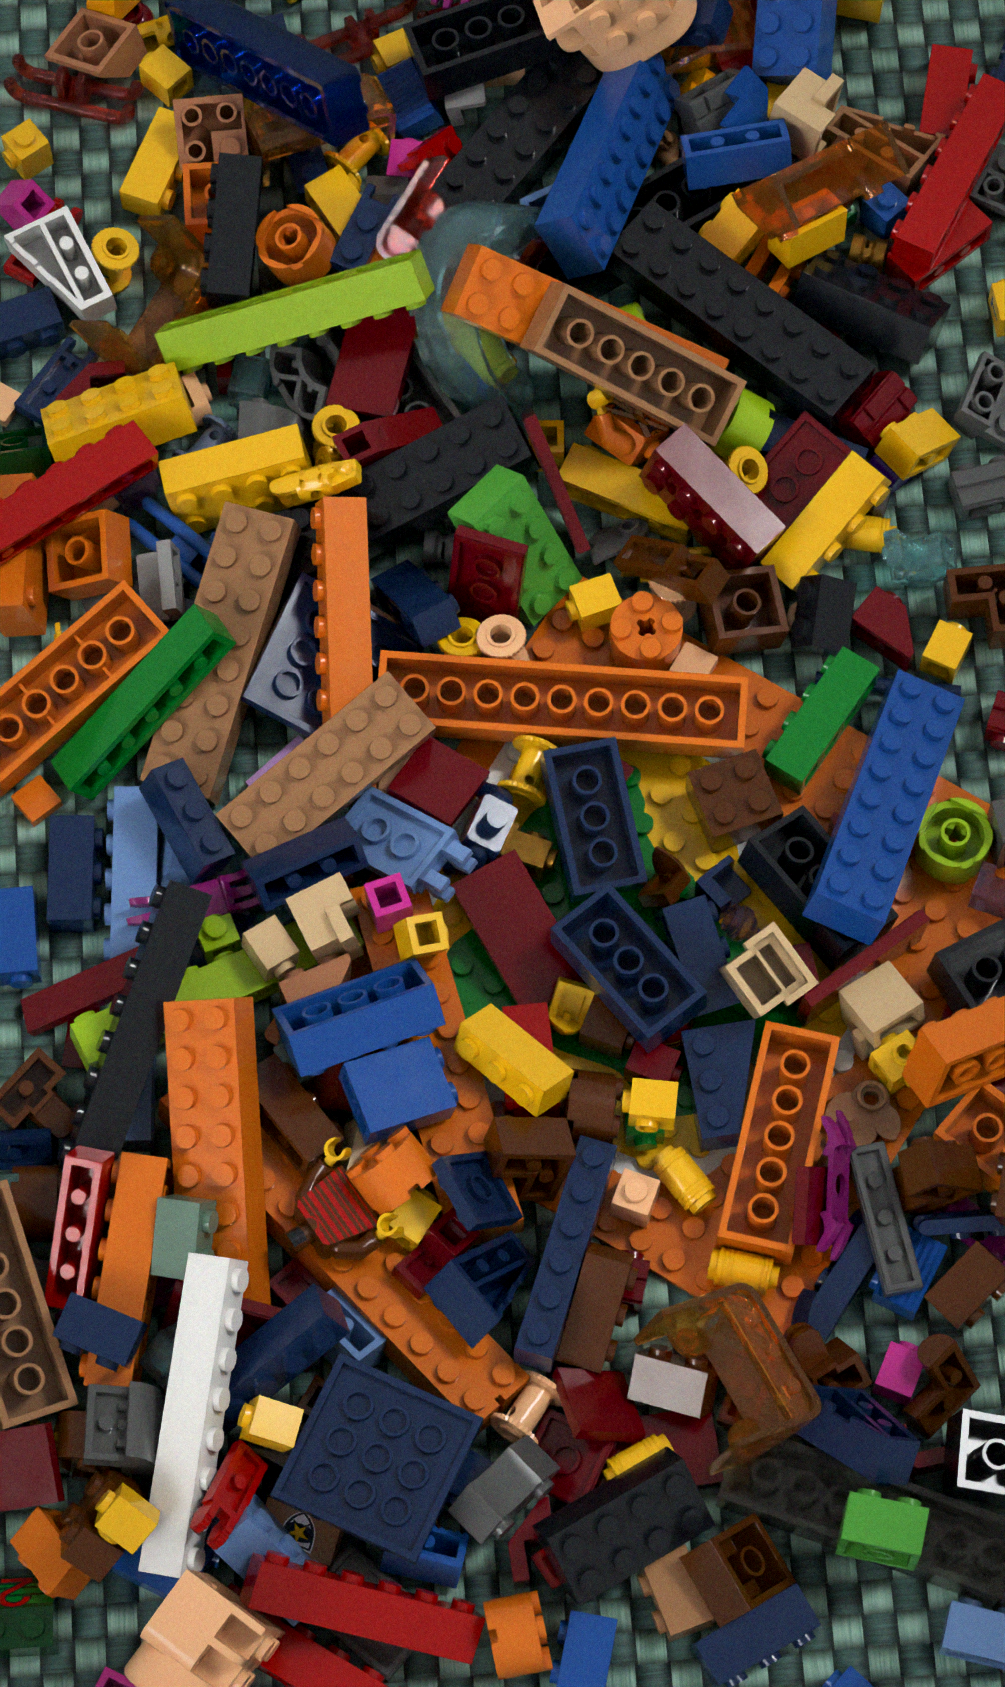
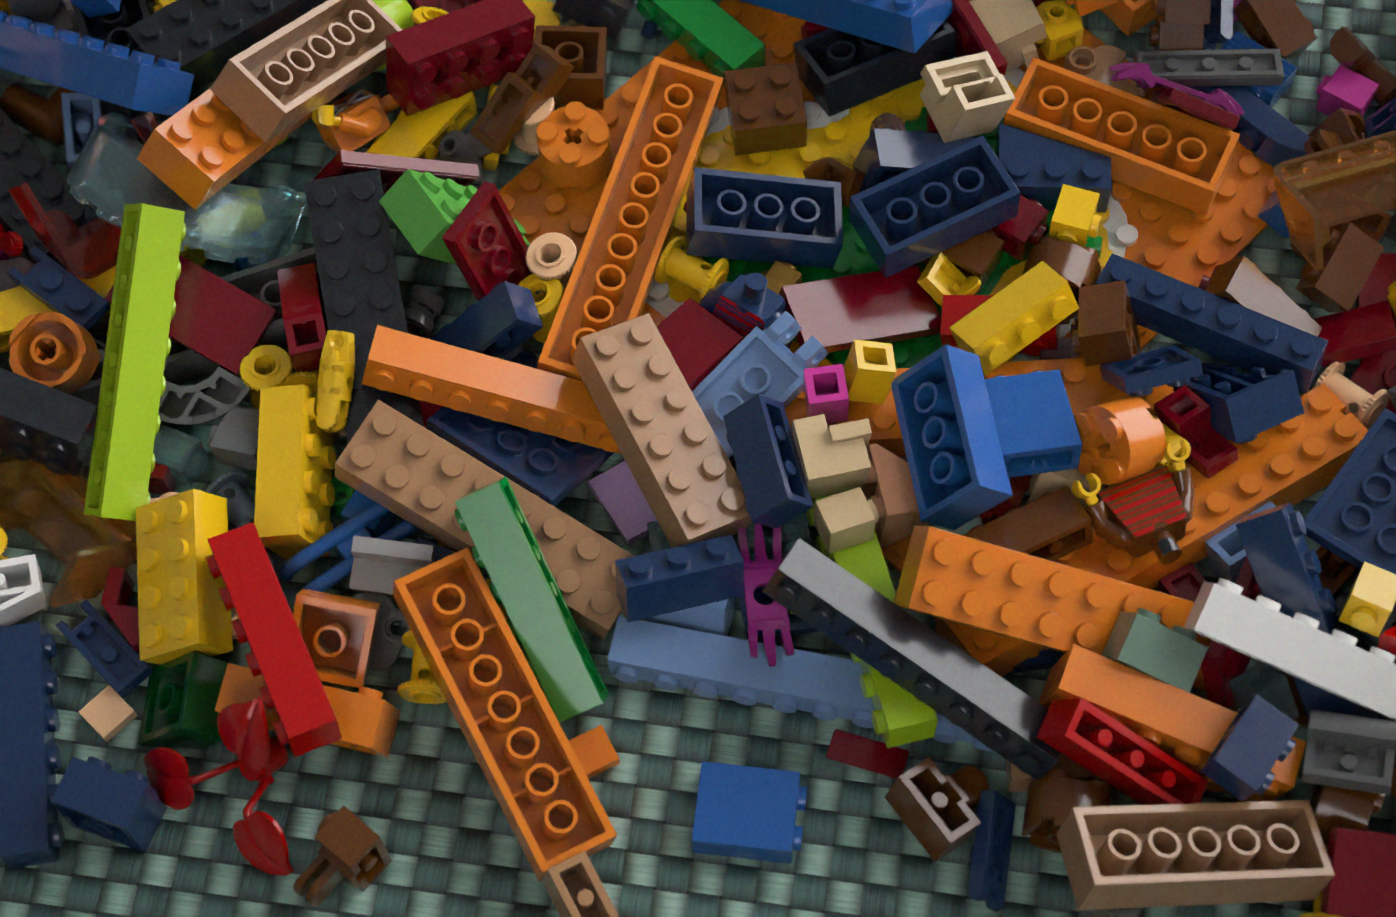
camera: 75 degrees left, 5 degrees down
(74, 873) = (690, 724): dark blue brick -> none
(75, 995) = (834, 723): dark red tile -> none
(592, 602) = (525, 185): yellow brick -> none
(635, 1197) = (1156, 254): light nougat brick -> none
(684, 1179) = (1138, 223): yellow head -> none
(694, 660) = (616, 117): light nougat tile -> none
(722, 886) = (846, 139): dark blue panel -> none
(737, 1266) = (1236, 193): yellow head -> none

